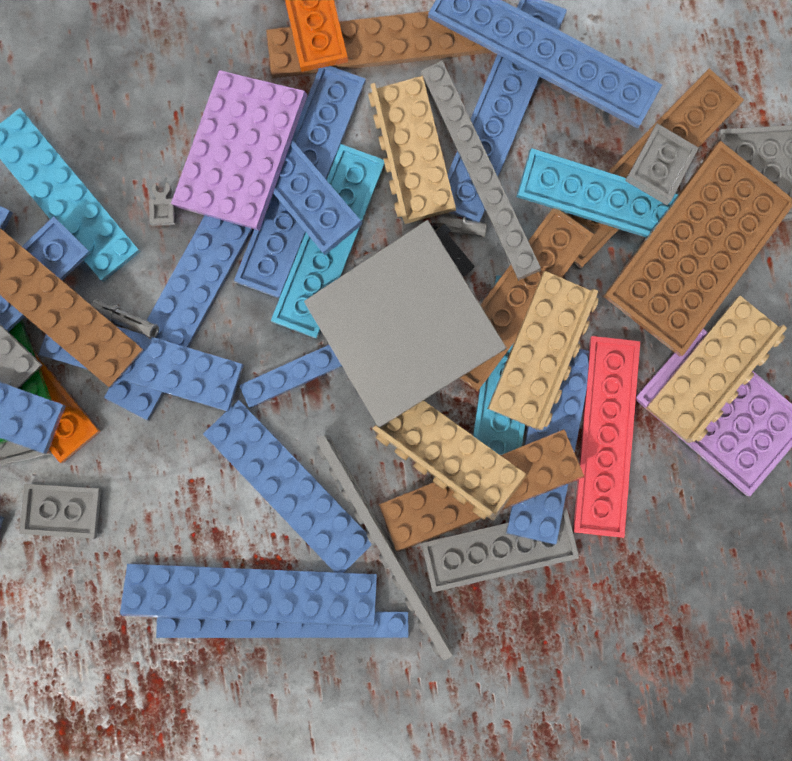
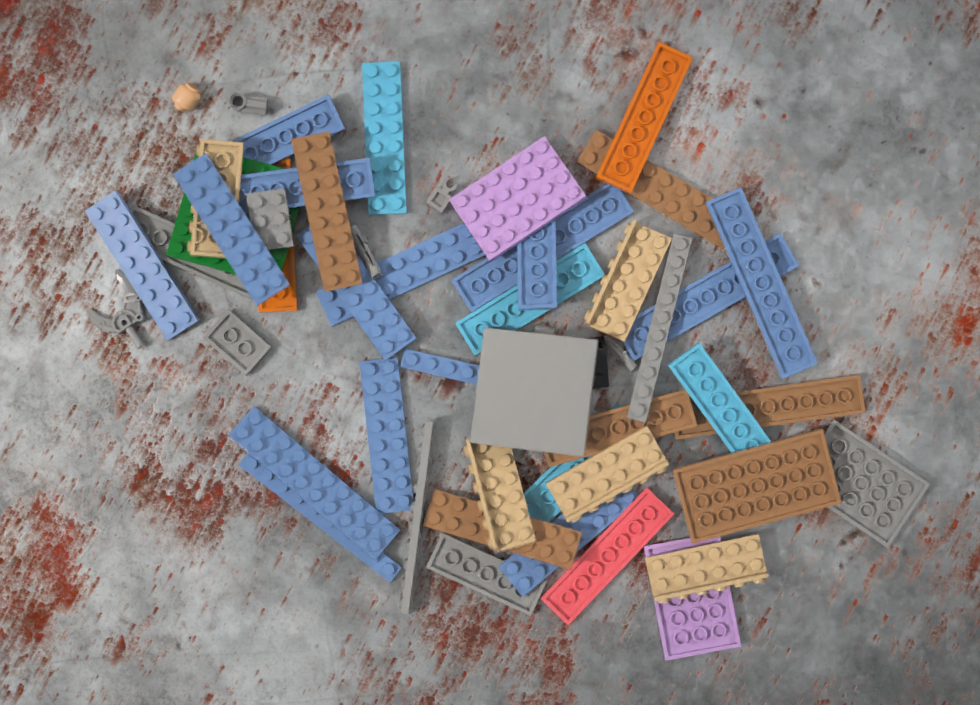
camera: 35 degrees right, 5 degrees up
(661, 164) = (775, 414): light grey plate -> none

